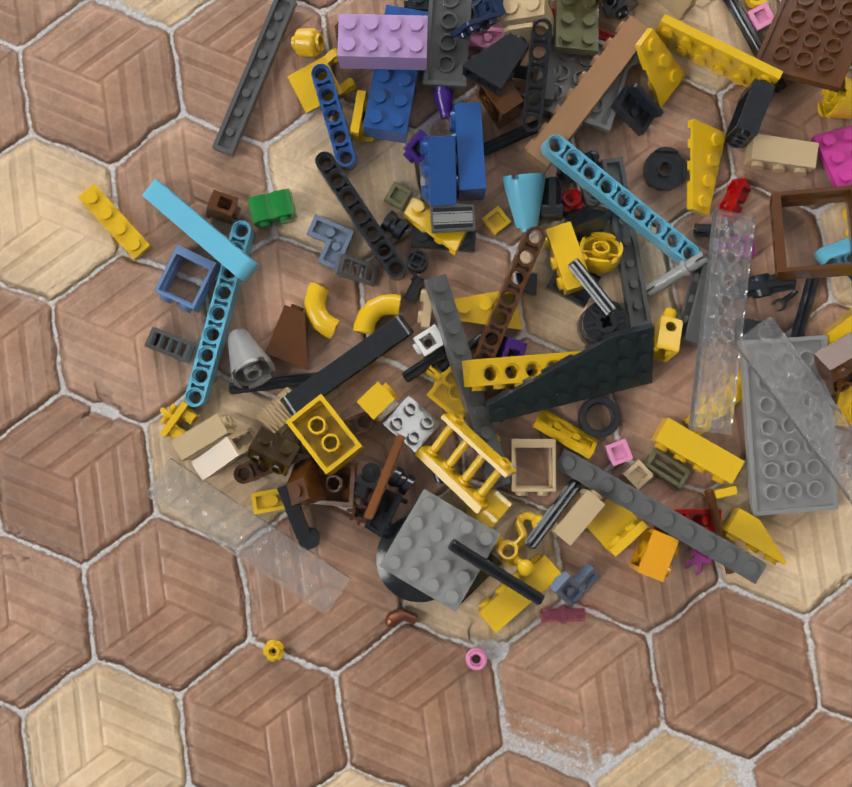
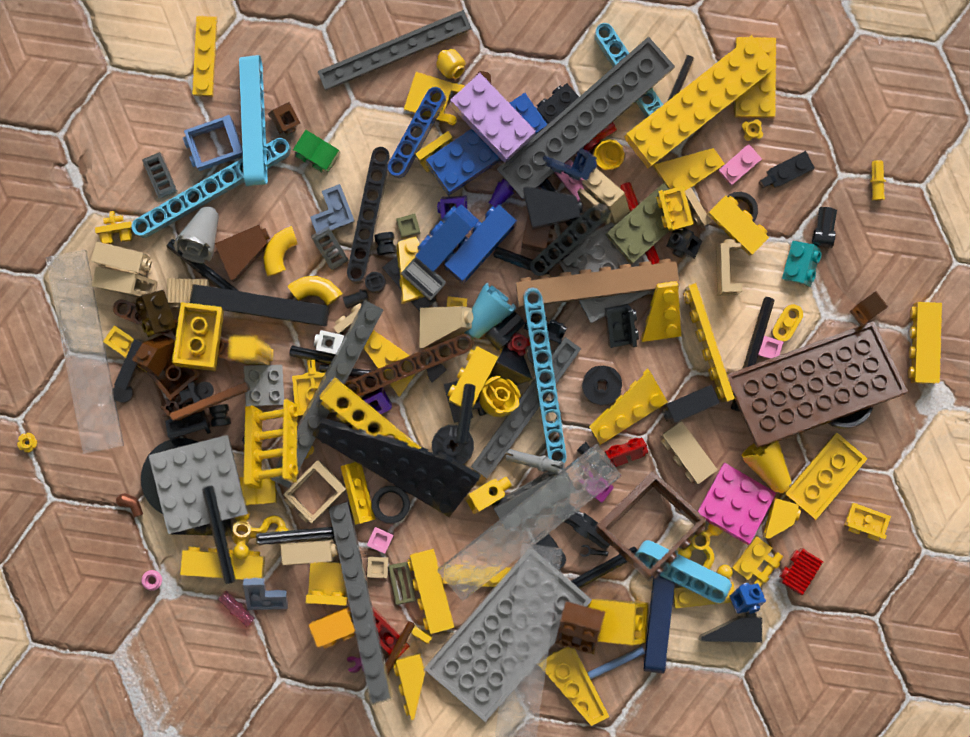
camera: 40 degrees right, 0 degrees up
(502, 239) = (443, 323): none -> tan slope

